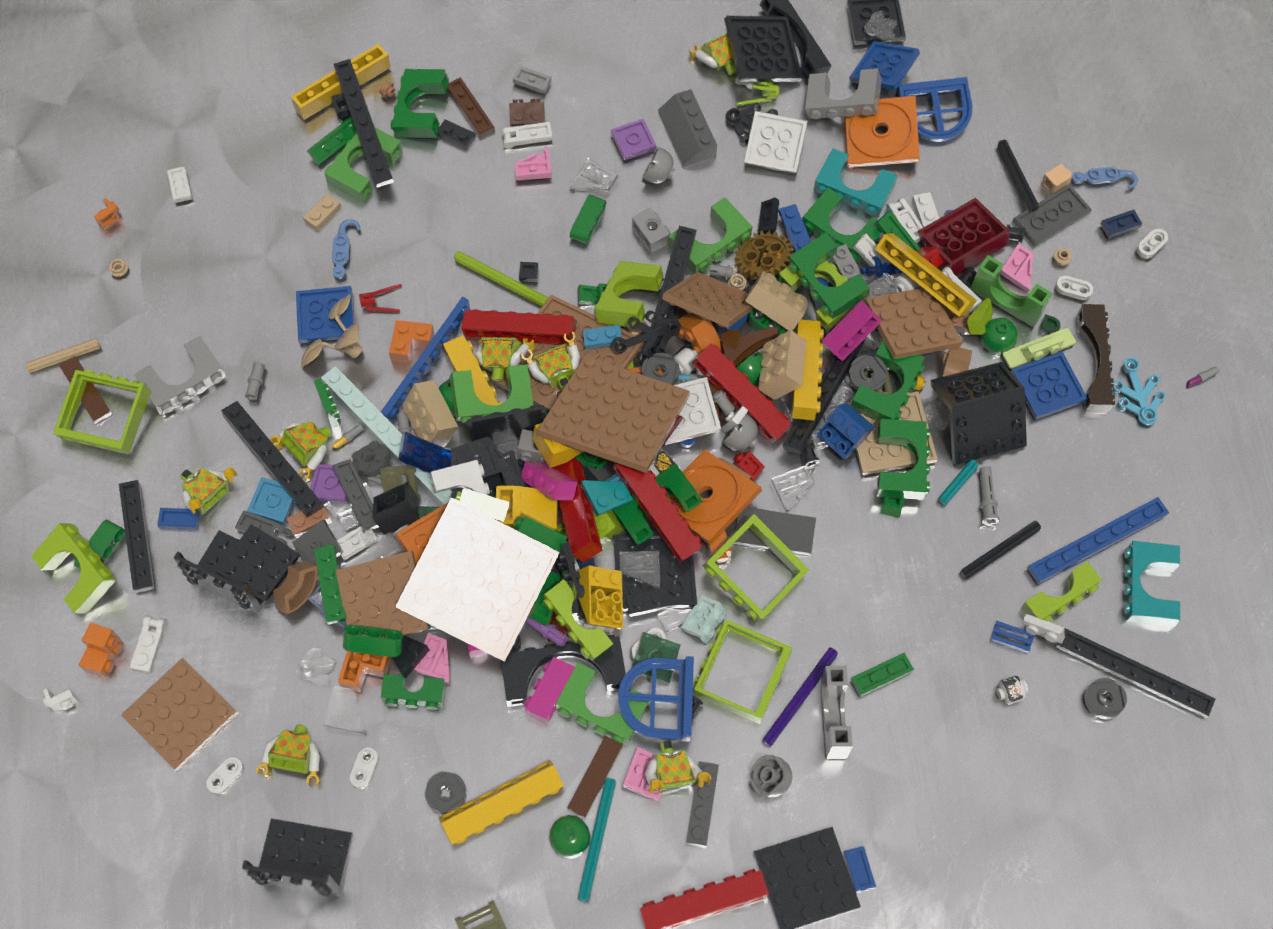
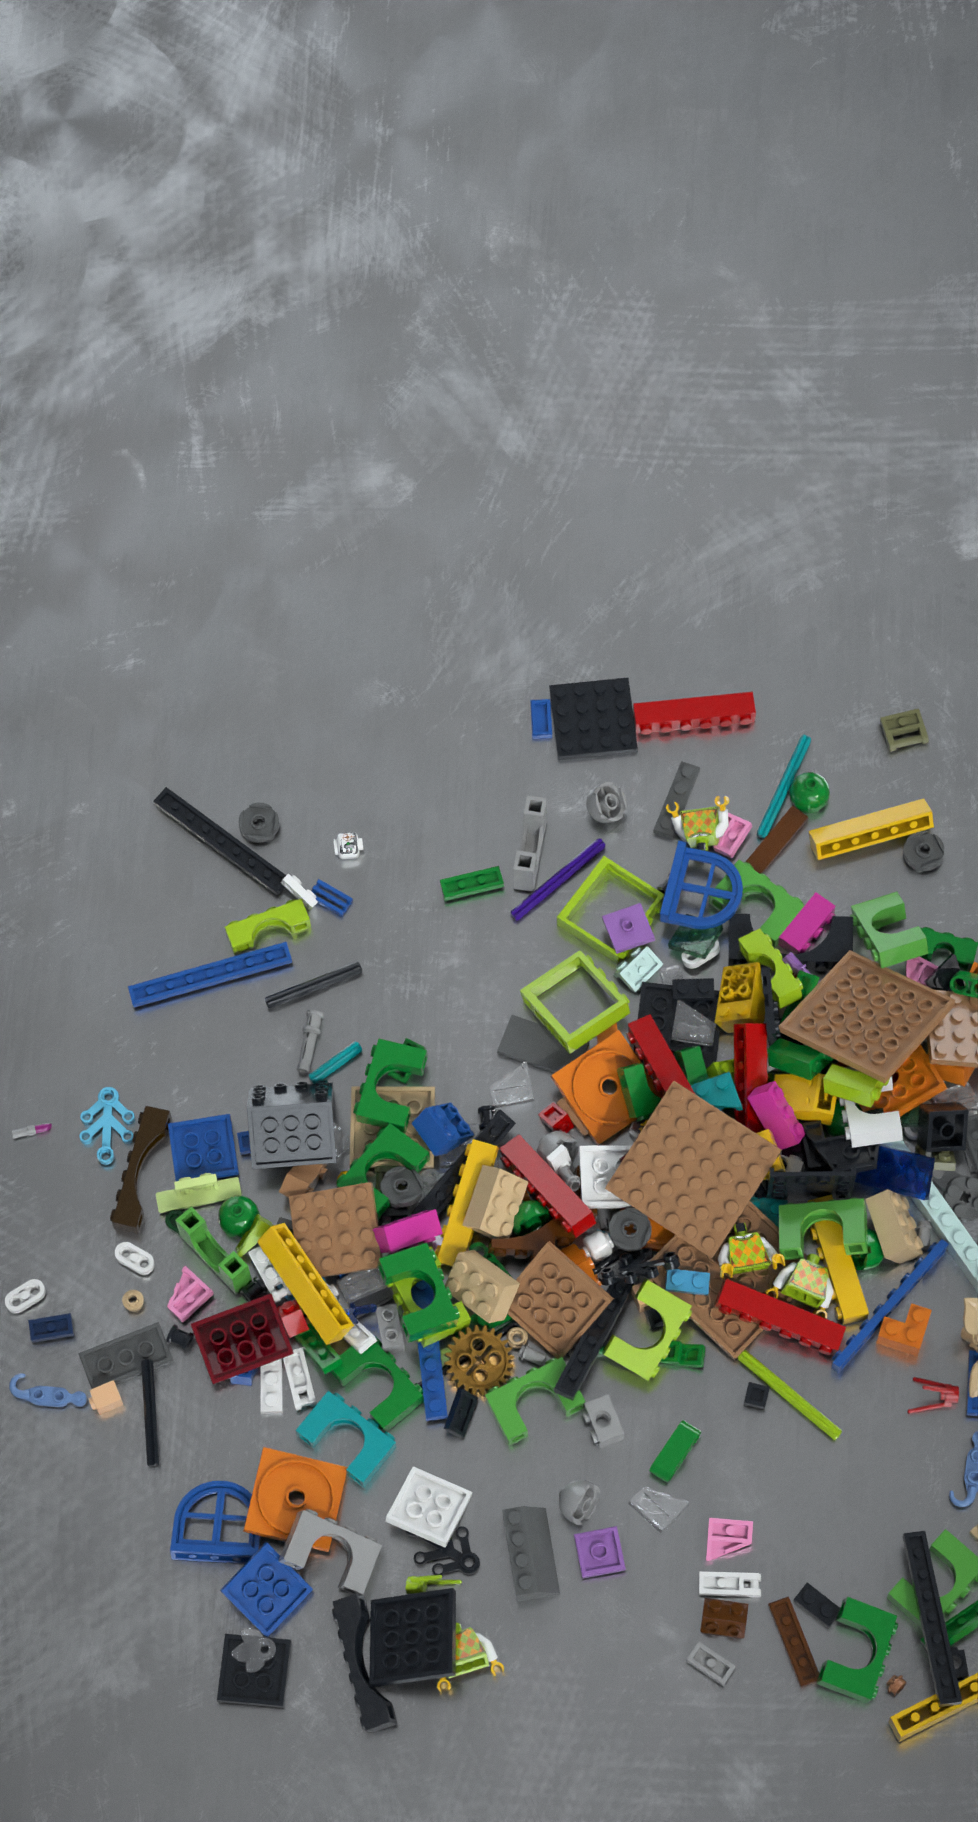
camera: 165 degrees left, 0 degrees up
(491, 705) = (884, 947): none -> bright green arch
(721, 645) = (628, 928): none -> medium lavender plate
(1139, 604) = (174, 947): teal arch -> none

